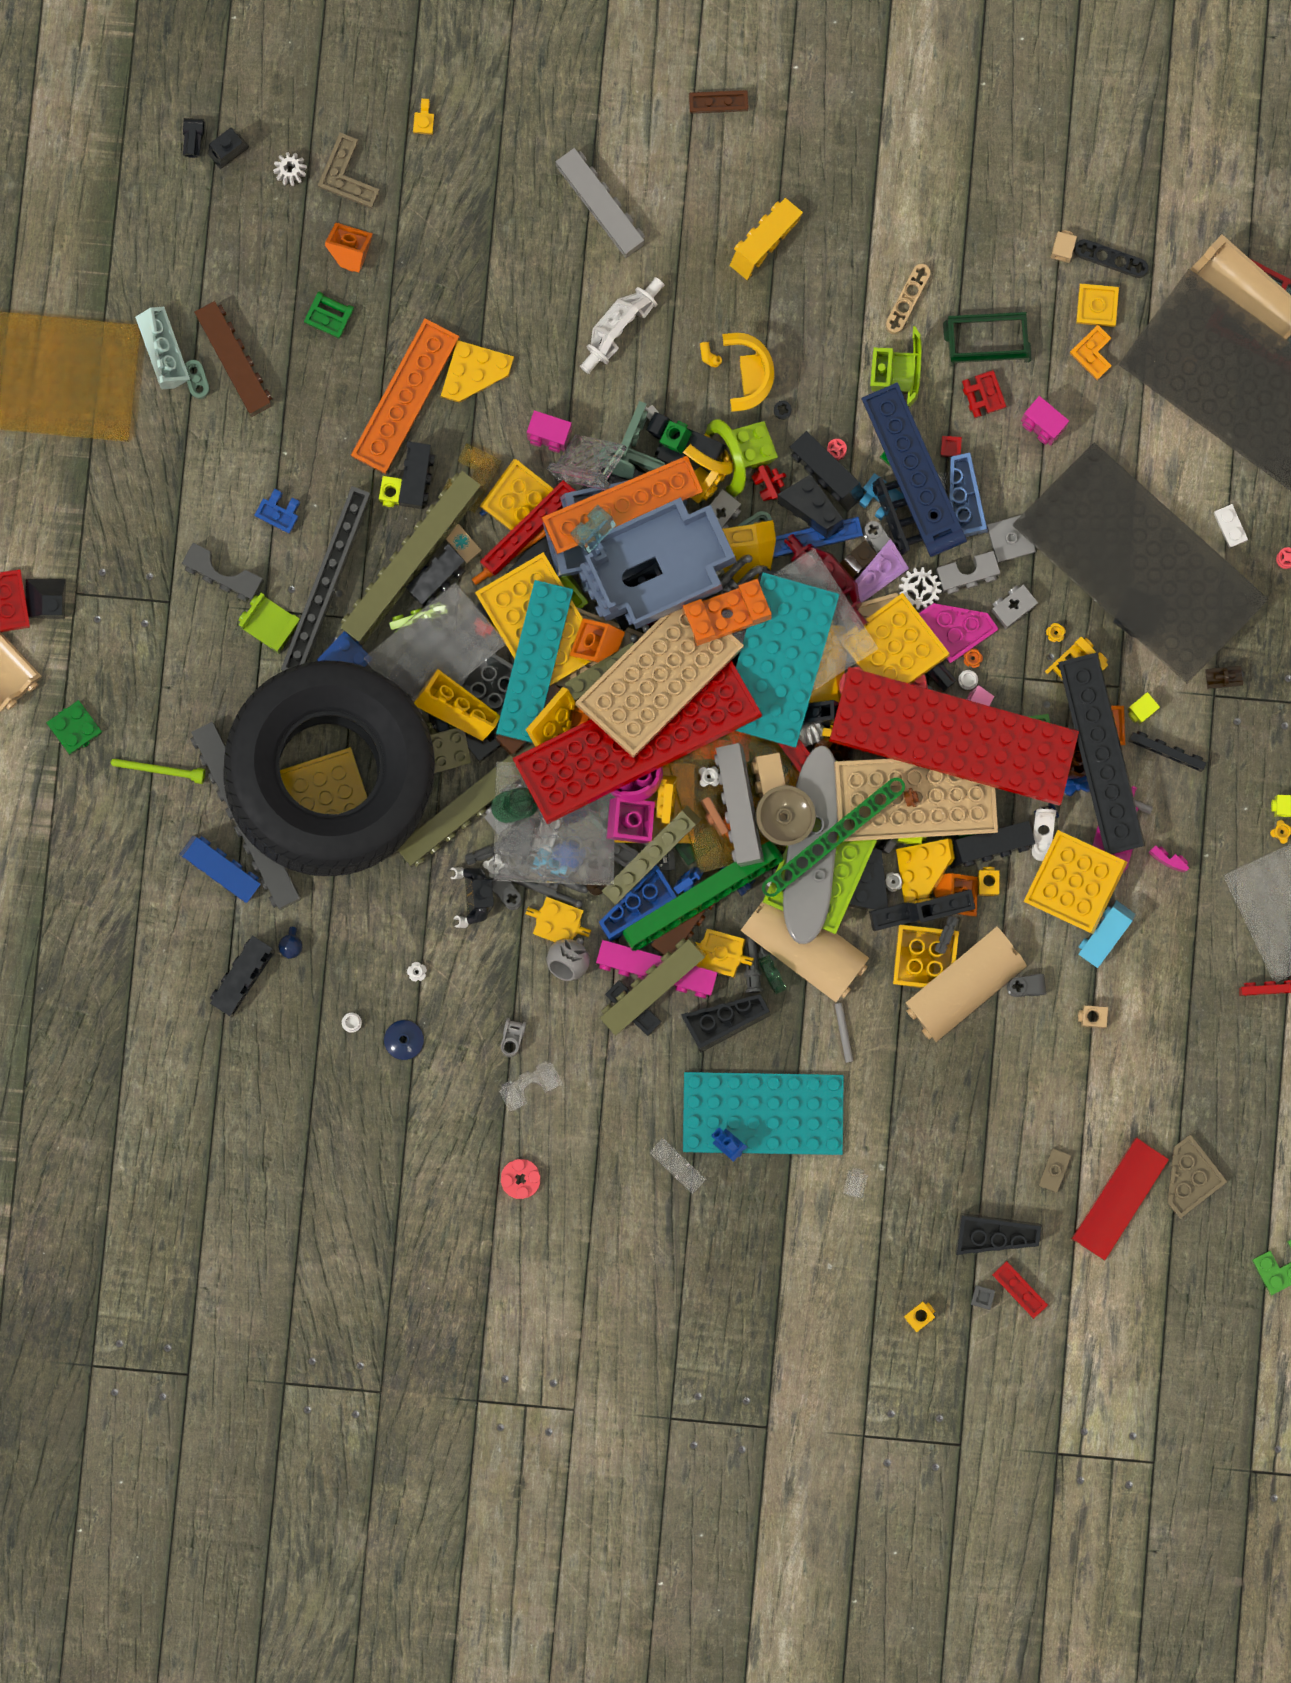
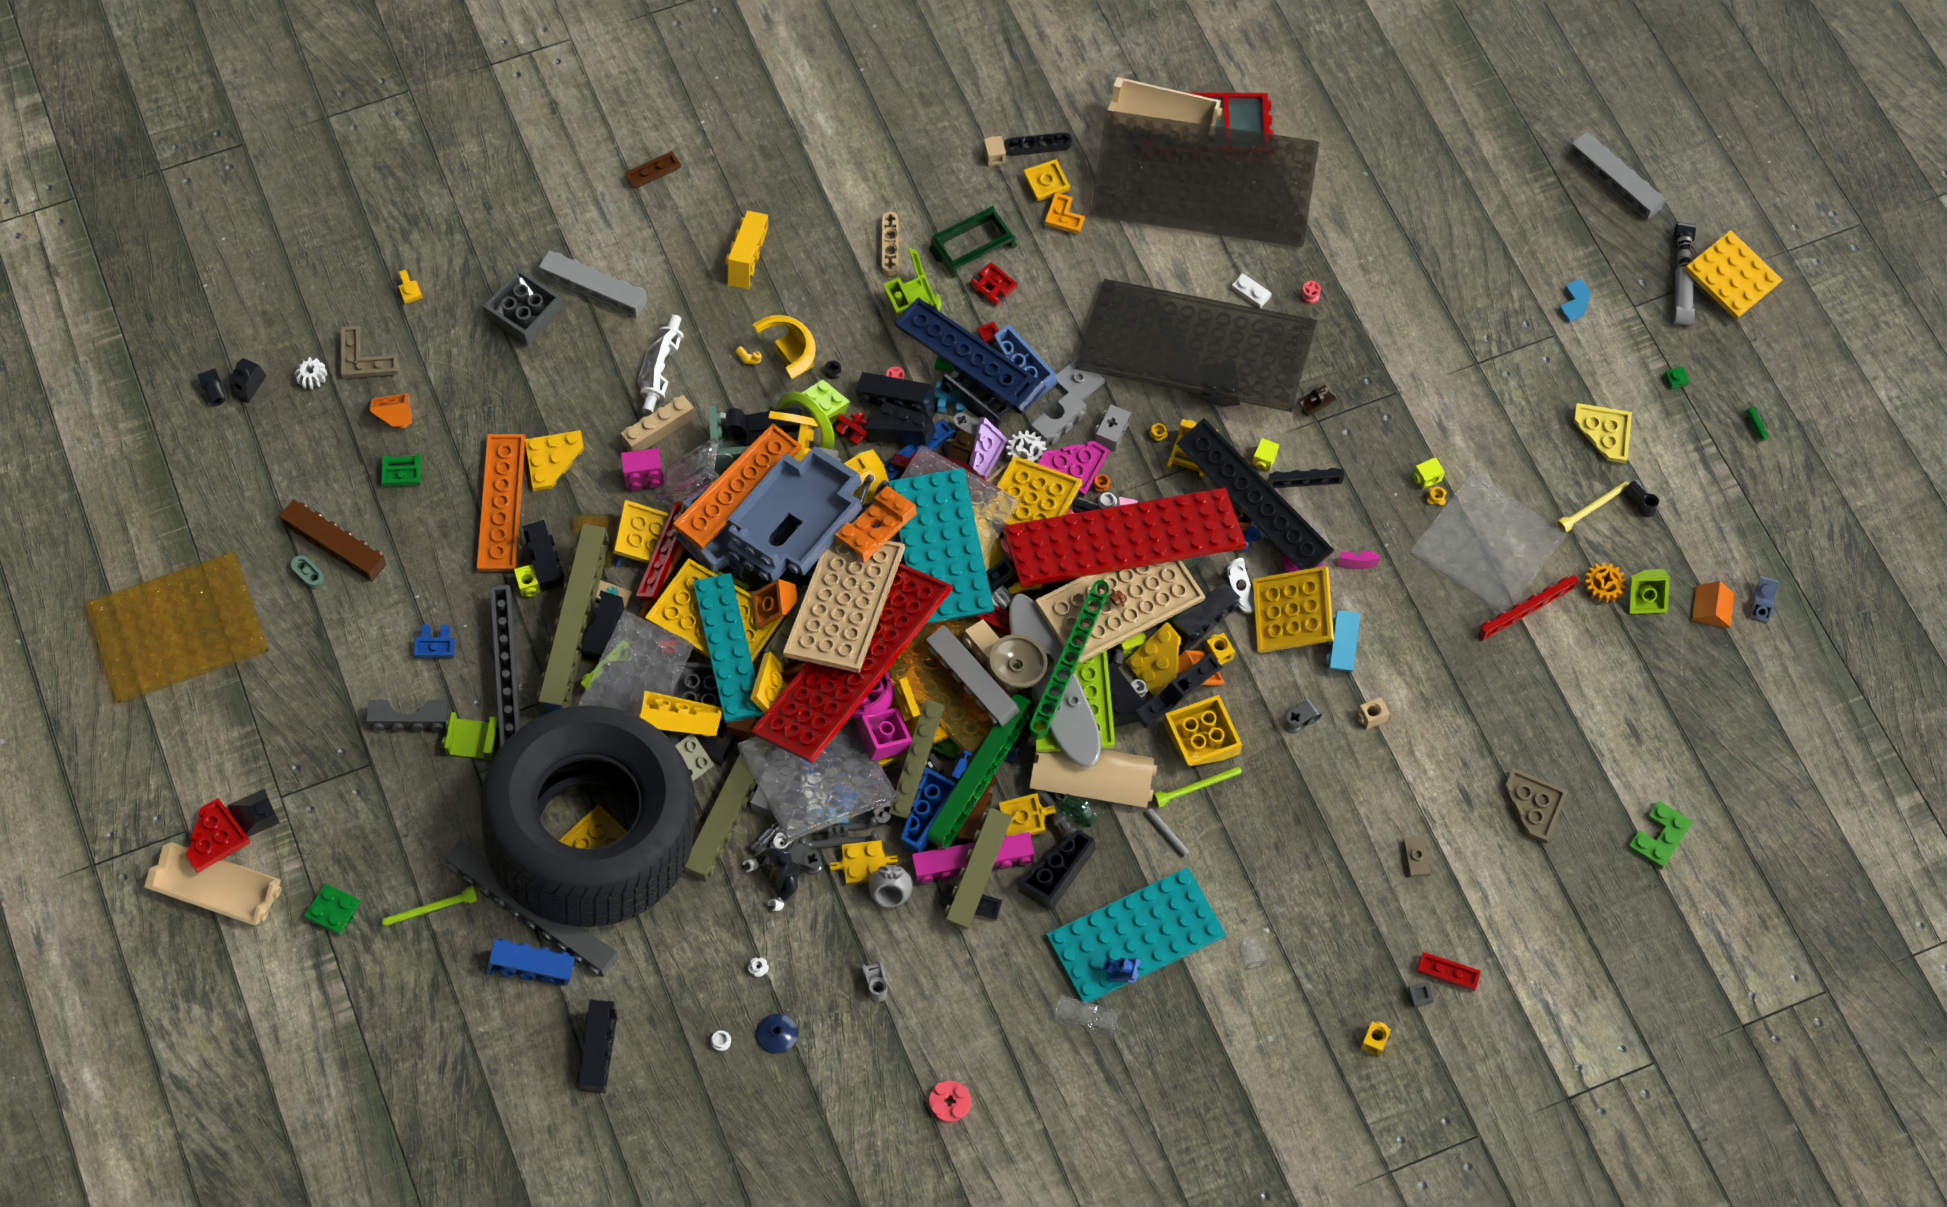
camera: 30 degrees left, 20 degrees down
(162, 348) = (264, 558): light aqua wedge -> none
(290, 945) = (629, 998): dark blue piece -> none
(513, 805) = (773, 768): clear green piece -> none
(514, 1092) = (923, 999): clear arch -> none
(520, 197) = (523, 307): none -> dark grey slope
(587, 389) = (658, 424): none -> tan brick
(593, 532) = (723, 513): clear light blue brick -> none
(676, 444) = (755, 427): green brick -> none
(713, 772) = (935, 664): white plate -> none
(713, 816) = (955, 697): nougat plate -> none
(856, 999) = (1161, 798): none -> lime piece
(946, 934) = (1210, 700): dark grey axle -> none
(965, 984) = (1250, 738): tan cylinder -> none
(987, 1233) = (1396, 933): black wedge -> none
(1044, 421) = (1055, 277): dark pink brick -> none
(1119, 1199) = (1486, 852): red arch -> none

